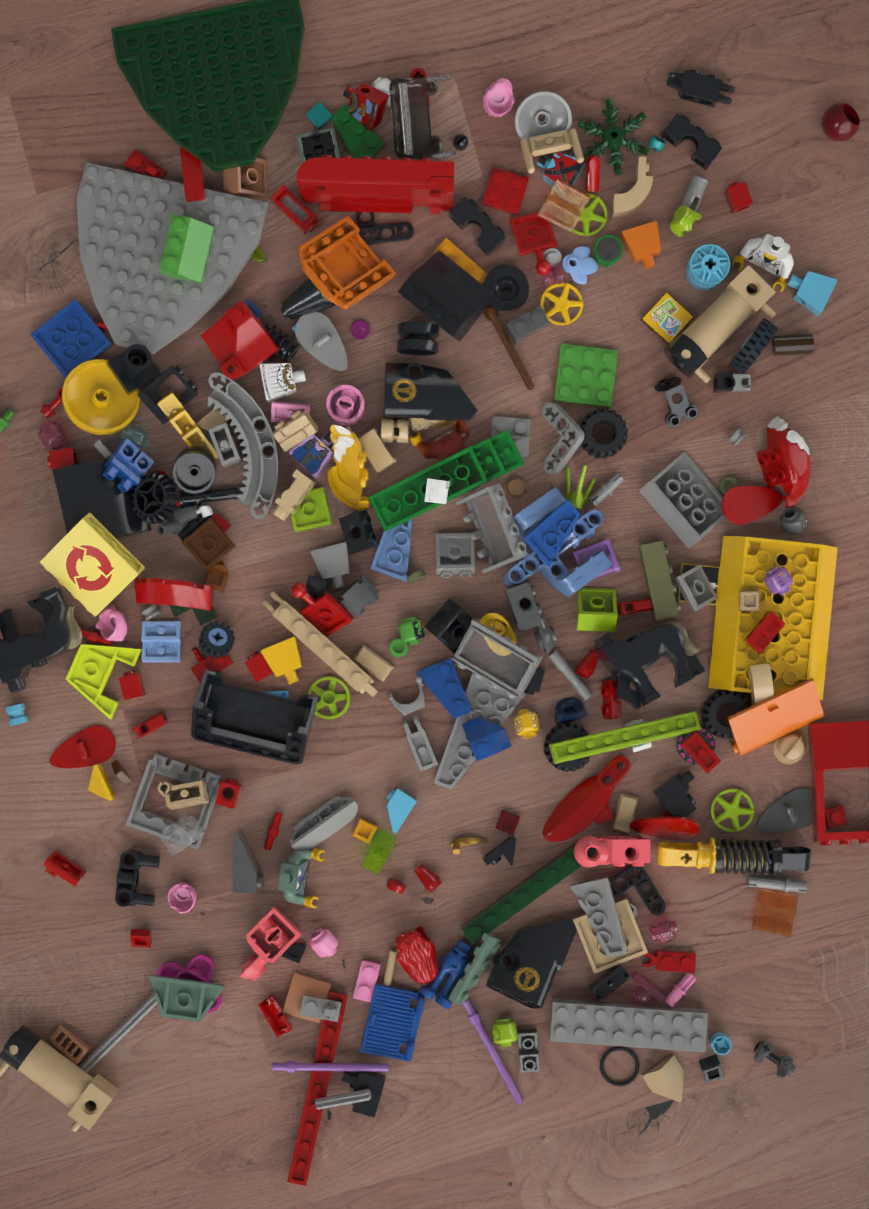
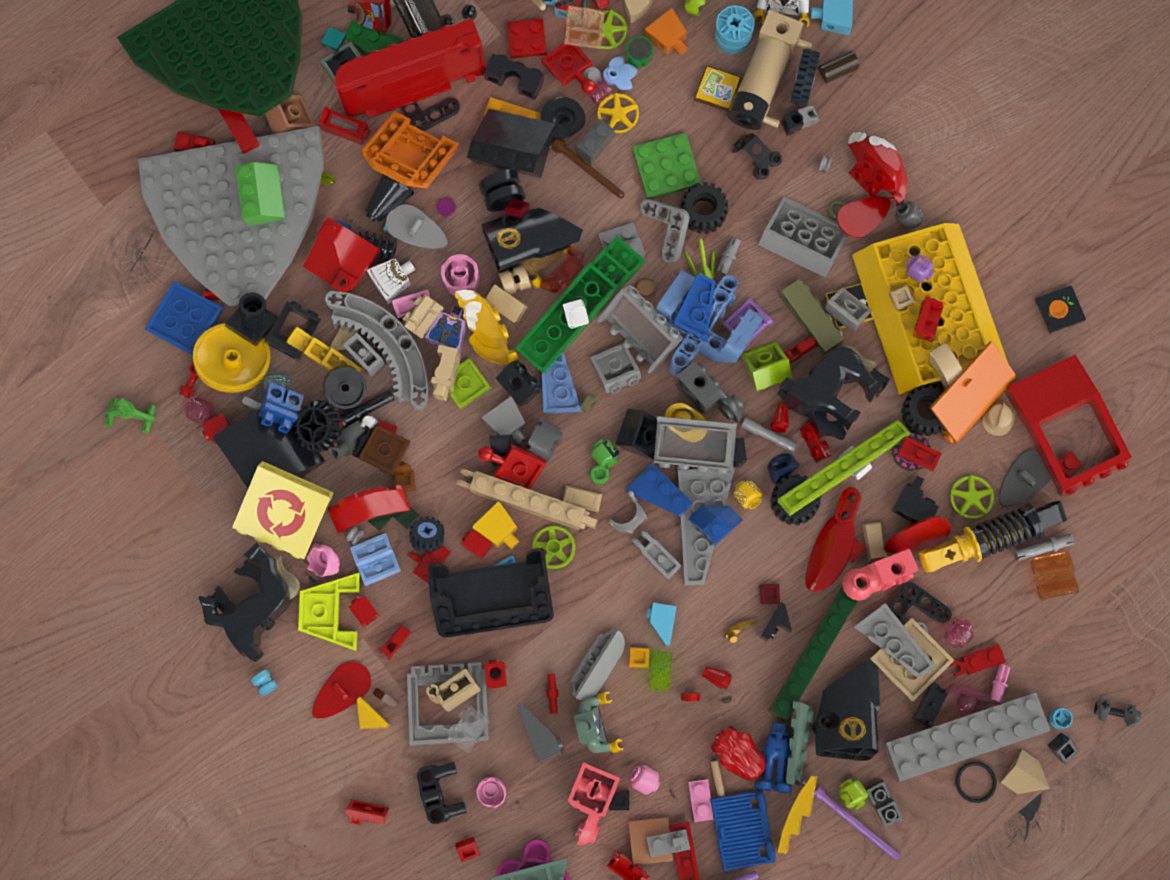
camera: 20 degrees left, 10 degrees down
(93, 636) = (310, 580): red bar -> none
(425, 361) = (516, 208): none -> dark red tile
(451, 1027) = (800, 808): none -> yellow slope

